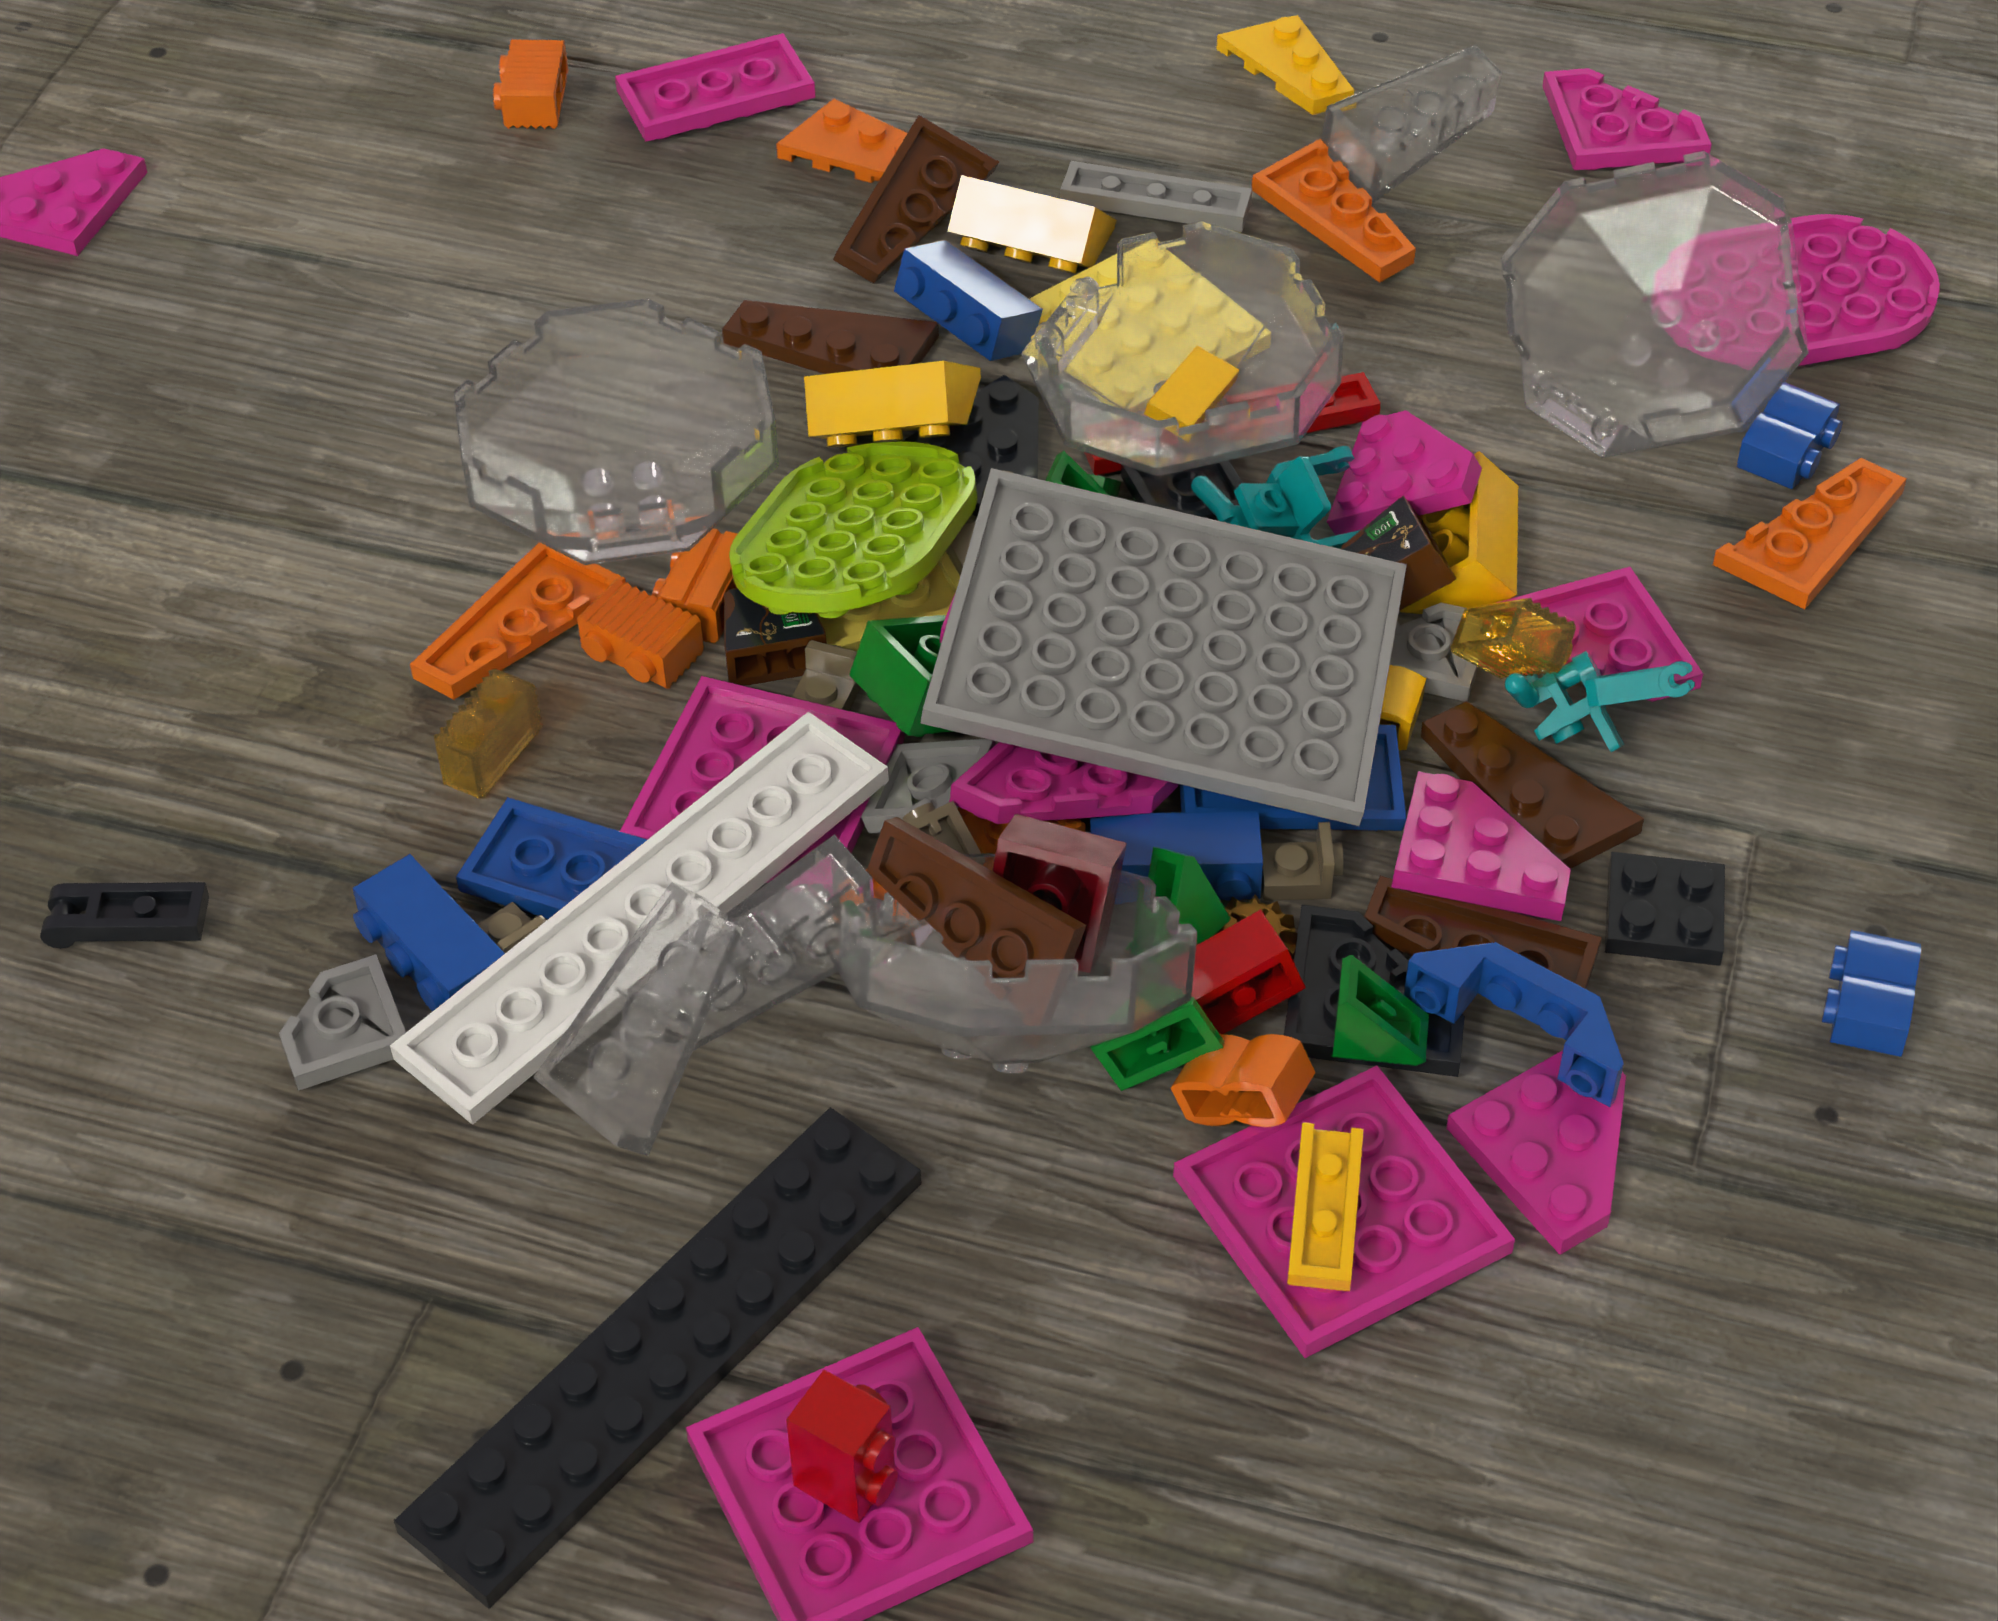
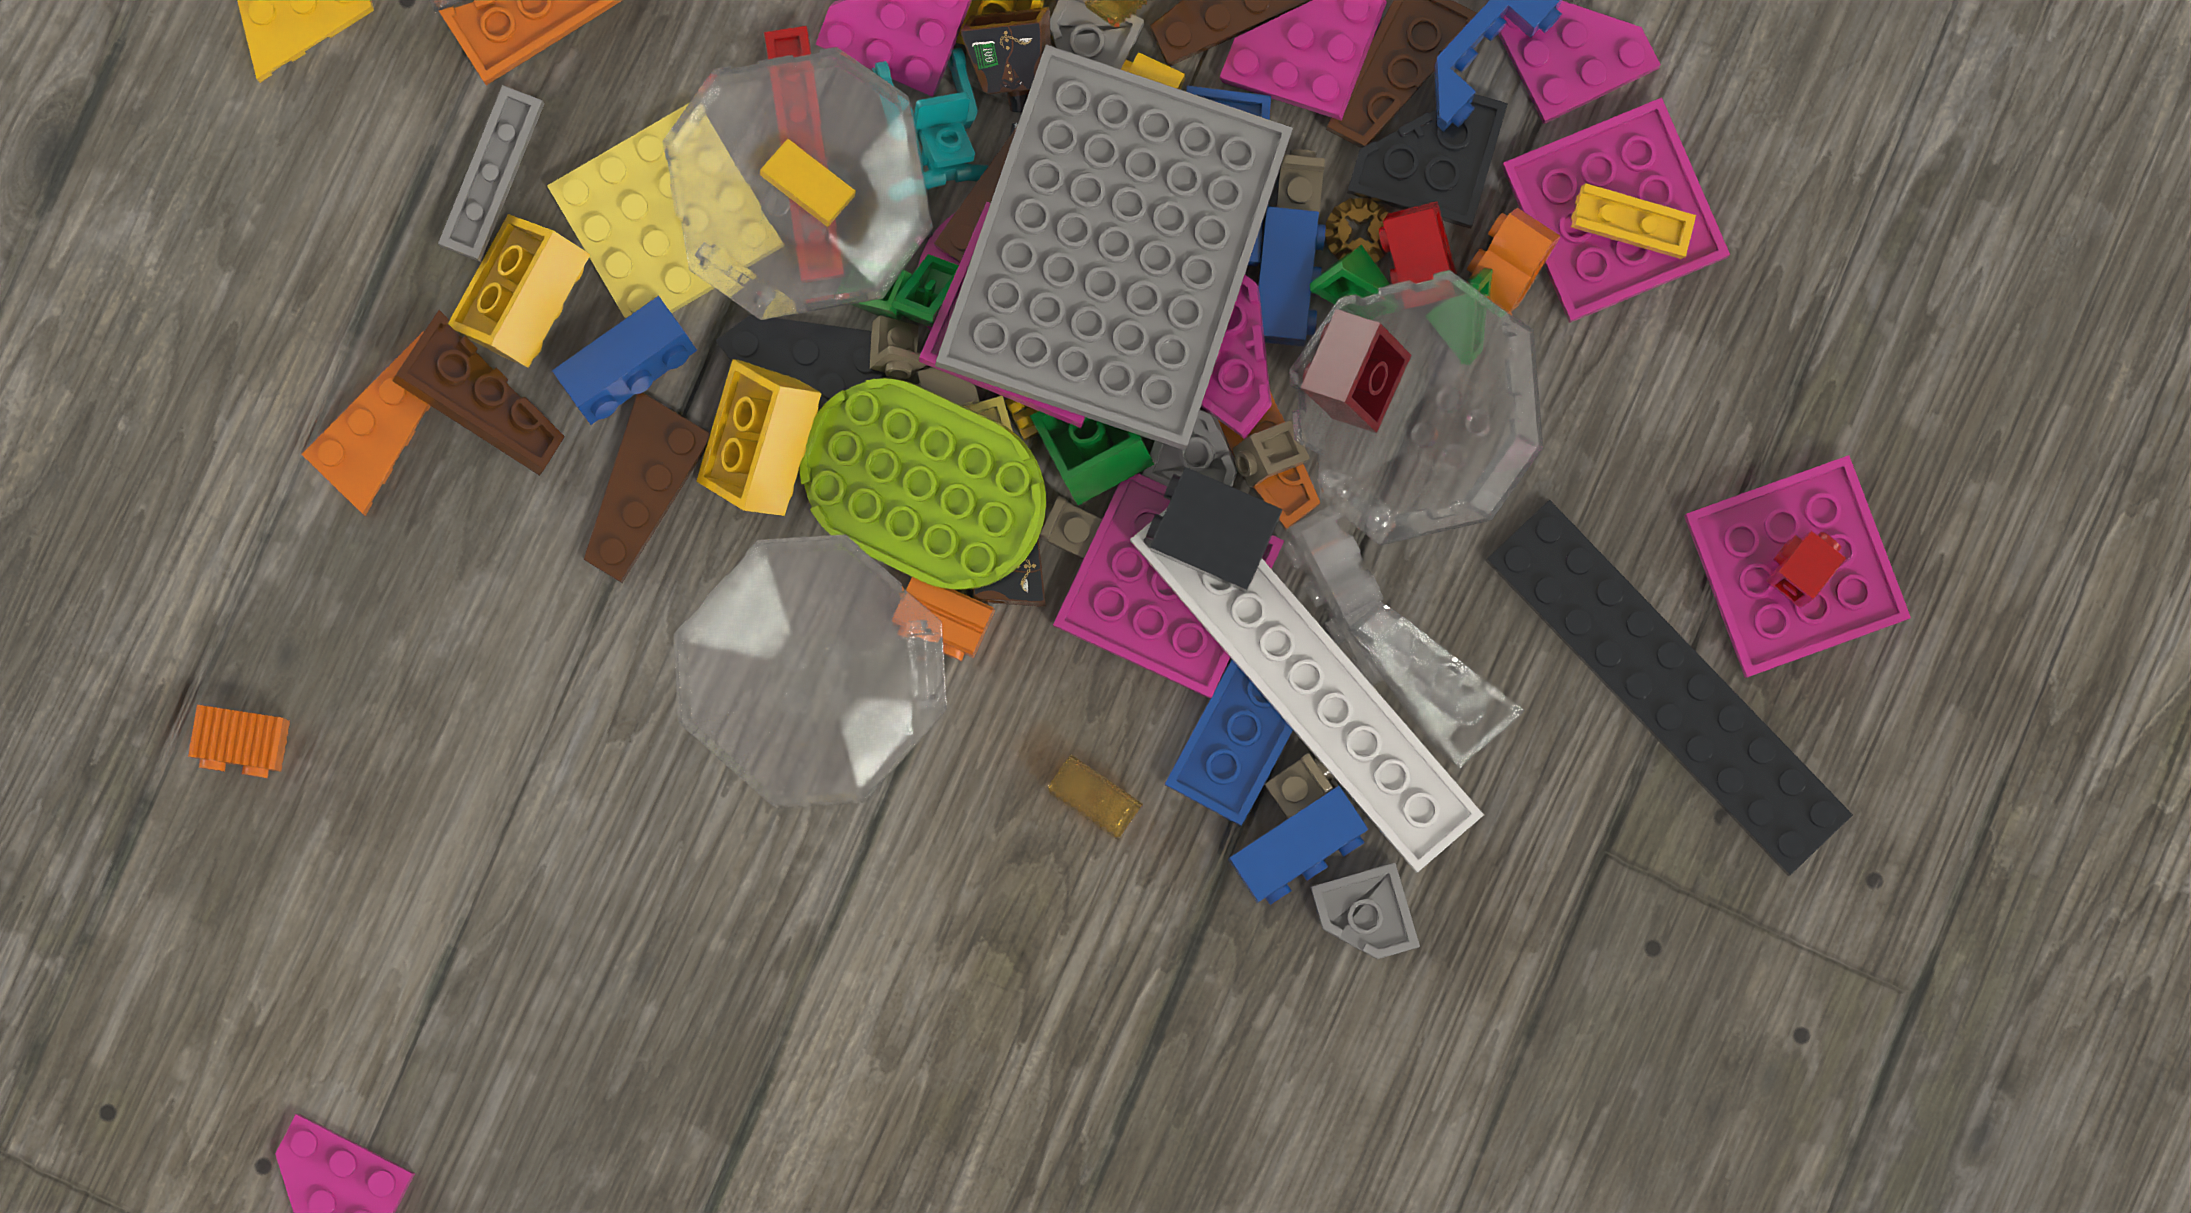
camera: 80 degrees left, 35 degrees up
(125, 912) = (1238, 1081): black plate -> none
(511, 620) = (966, 783): orange wing -> none
(640, 634) = (996, 672): orange brick -> none
(715, 87) = (266, 565): dark pink plate -> none
(824, 772) = (1213, 528): none -> black brick
(969, 904) = (1376, 433): reddish brown wing -> none
(1377, 1019) = (1479, 155): green slope -> none

